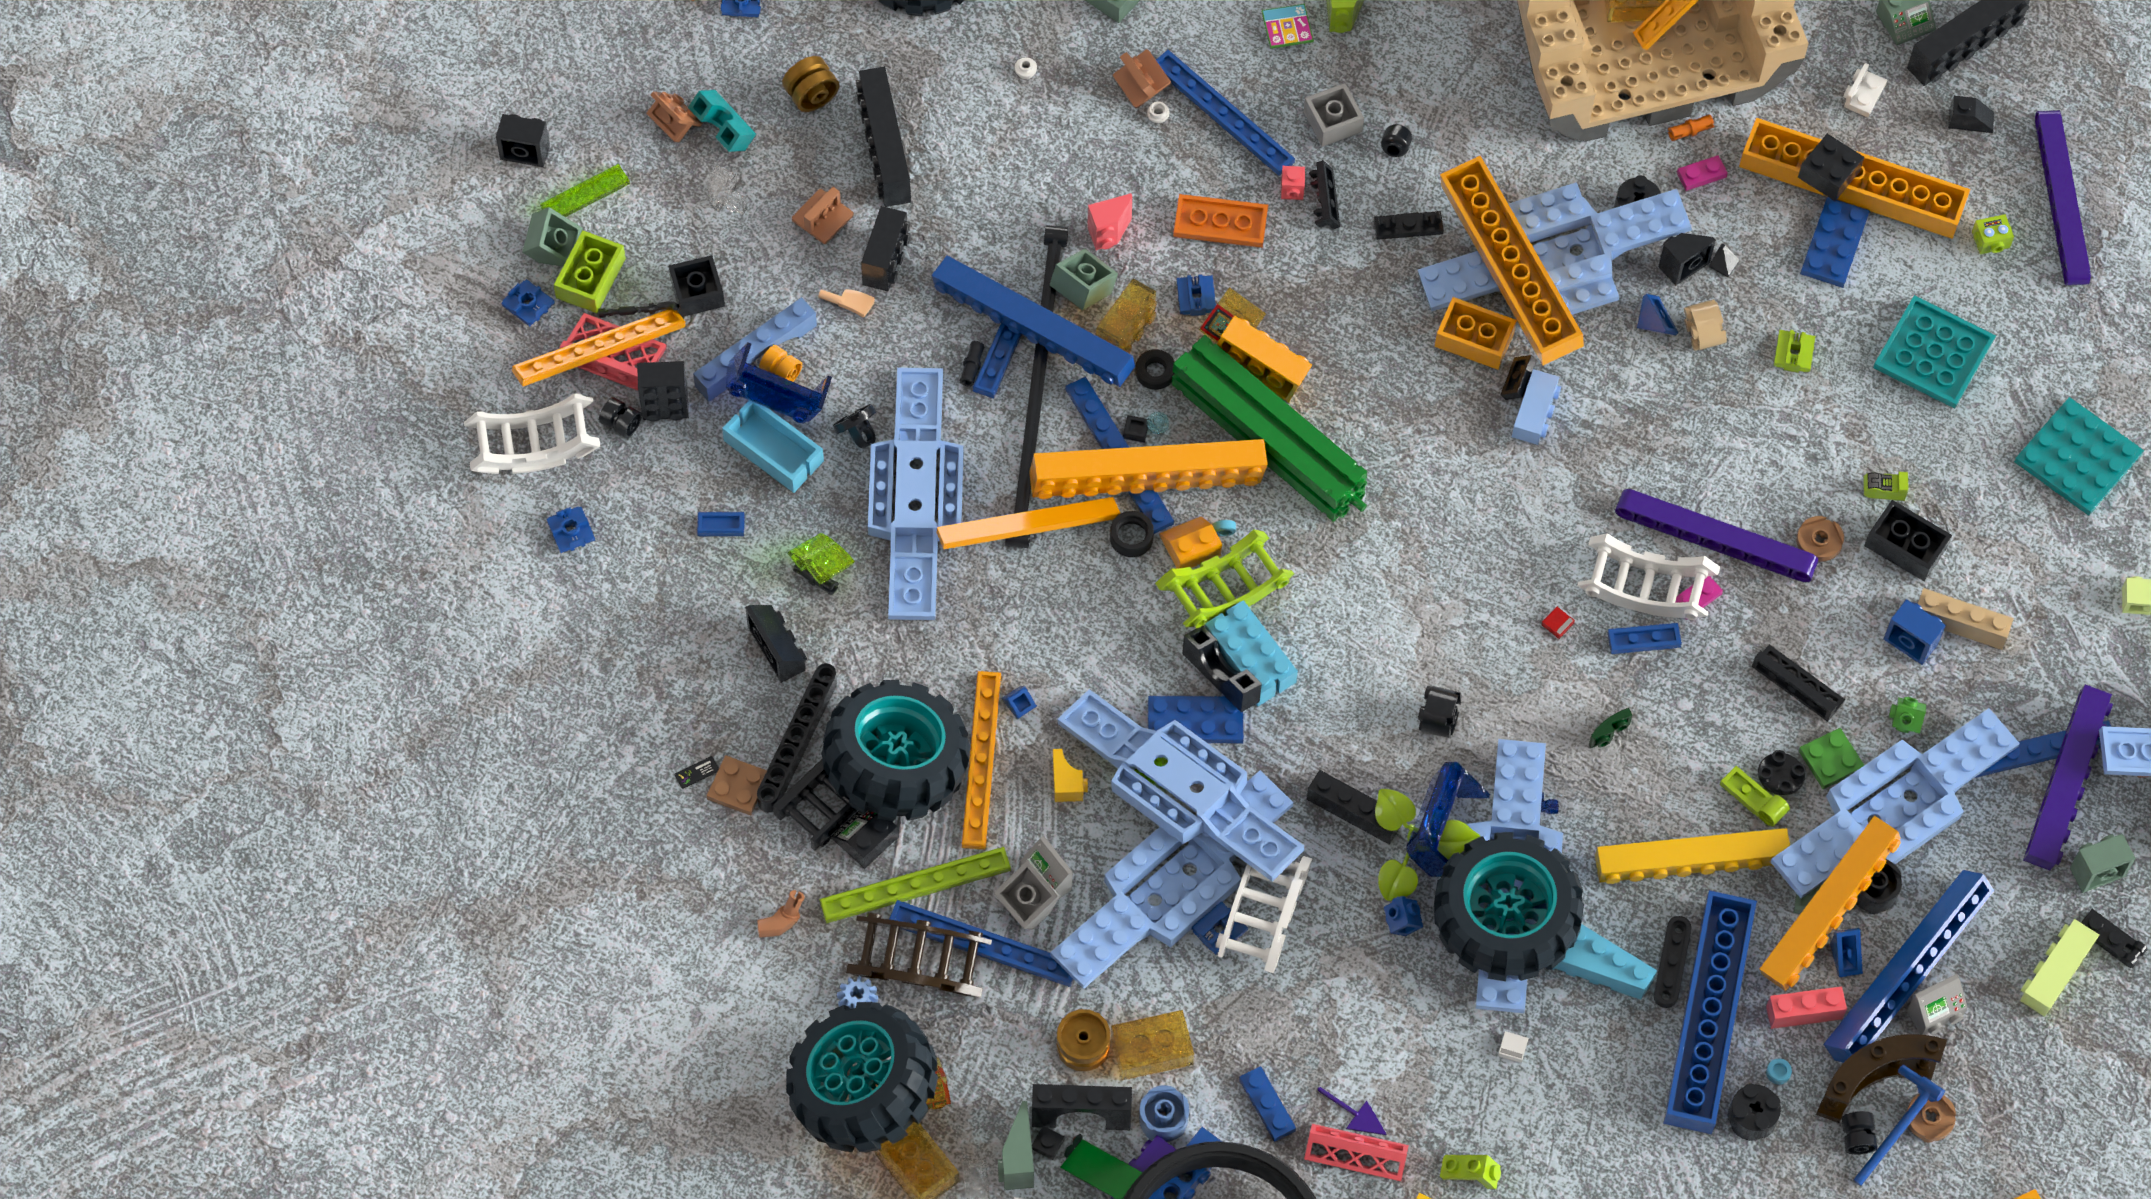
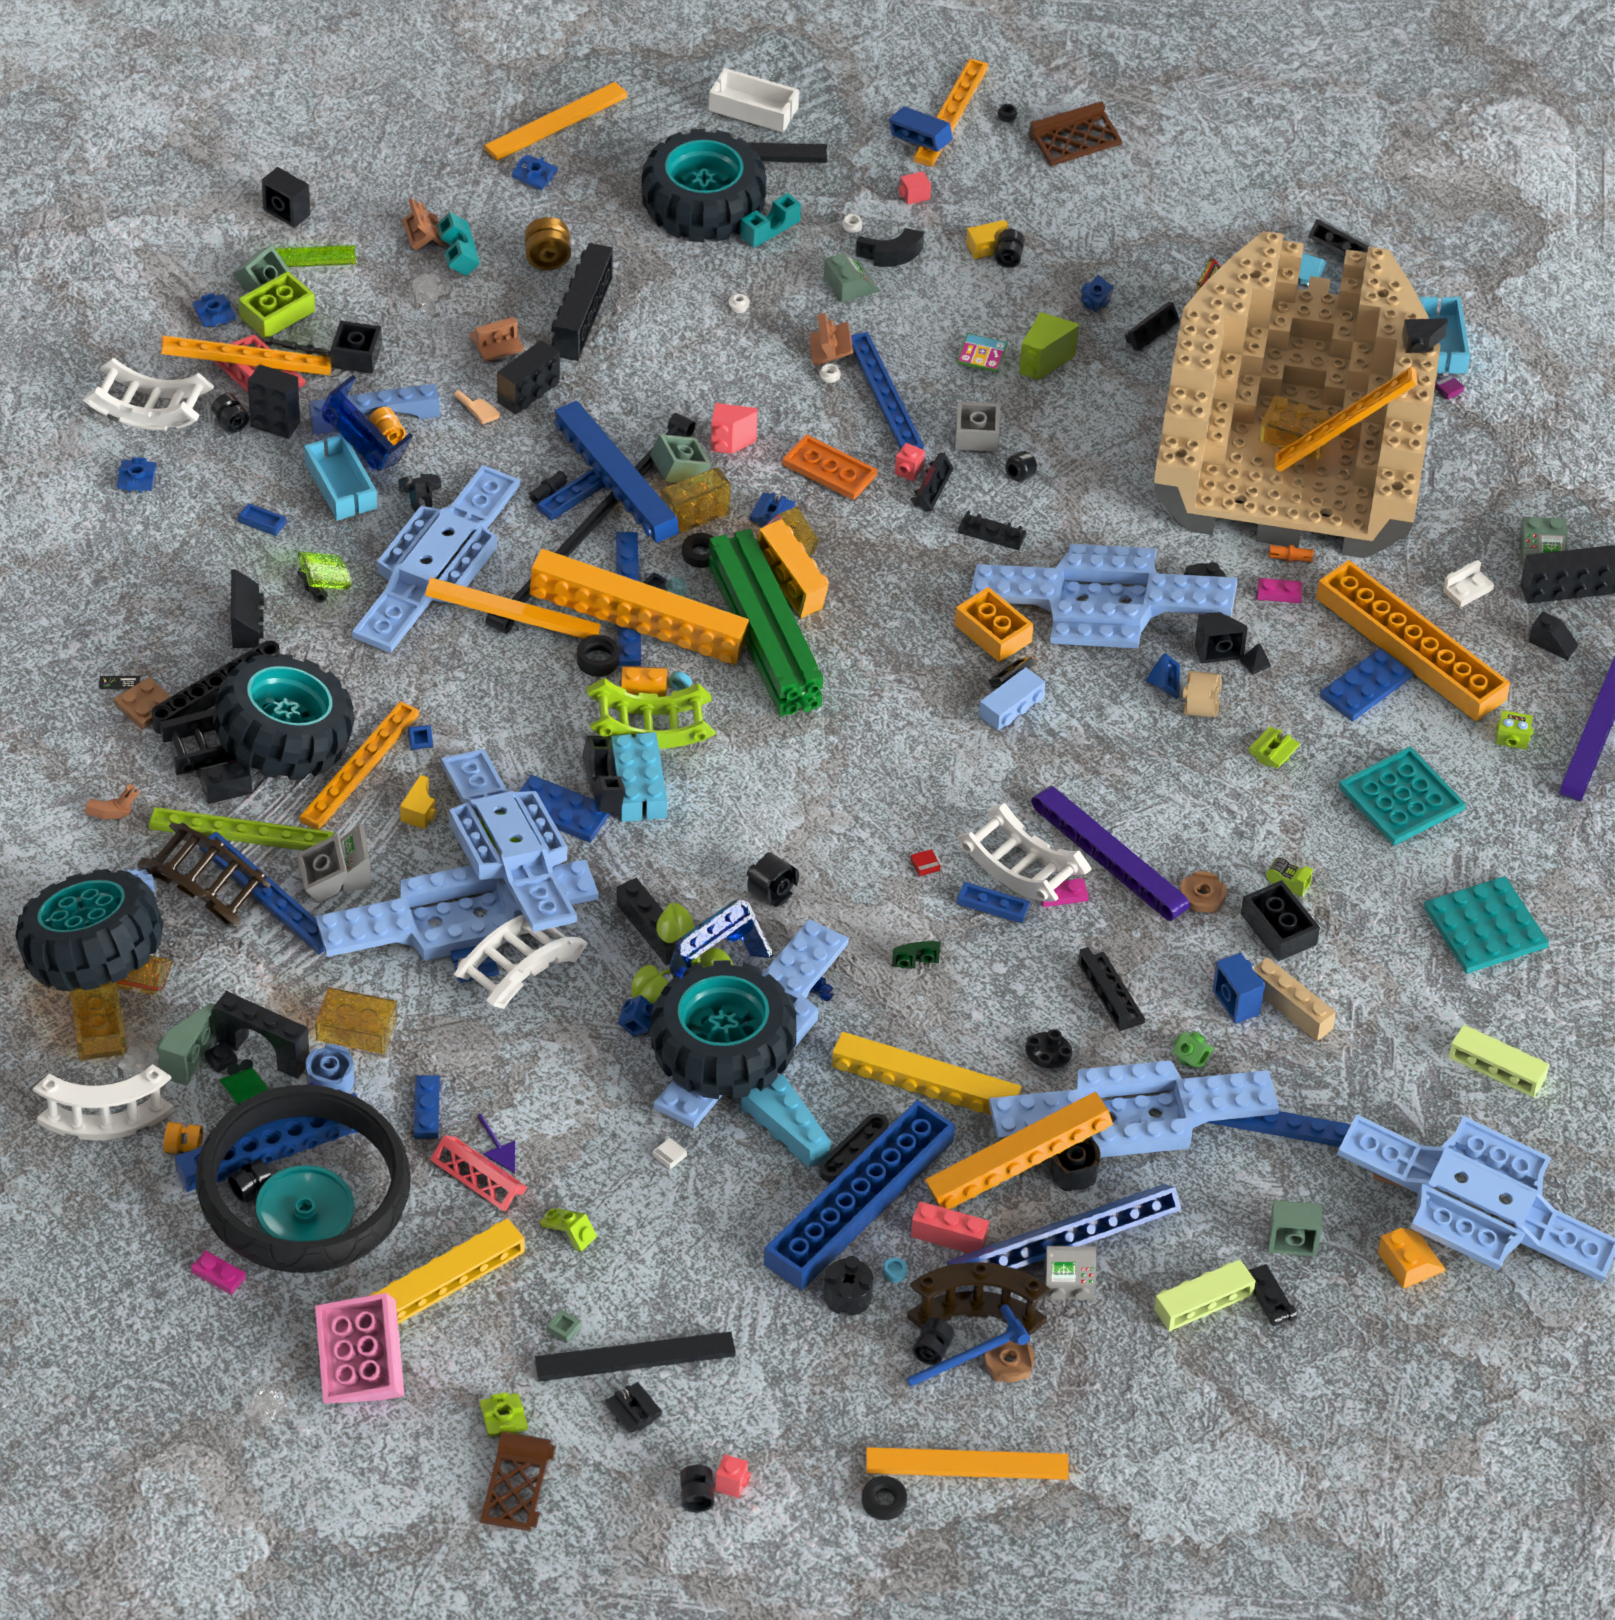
camera: 25 degrees right, 15 degrees down
(1083, 1040) = (299, 991): pearl gold wheel -> none
(1511, 260) = (1054, 576): light orange brick -> none
(1754, 797) = (1011, 1055): lime plate -> none
(1831, 167) = (1388, 615): black brick -> none
(1831, 758) = (1101, 1051): bright green plate -> none
(1847, 952) = (1016, 1202): blue slope -> none
(2067, 778) = (1304, 1153): dark purple brick -> none

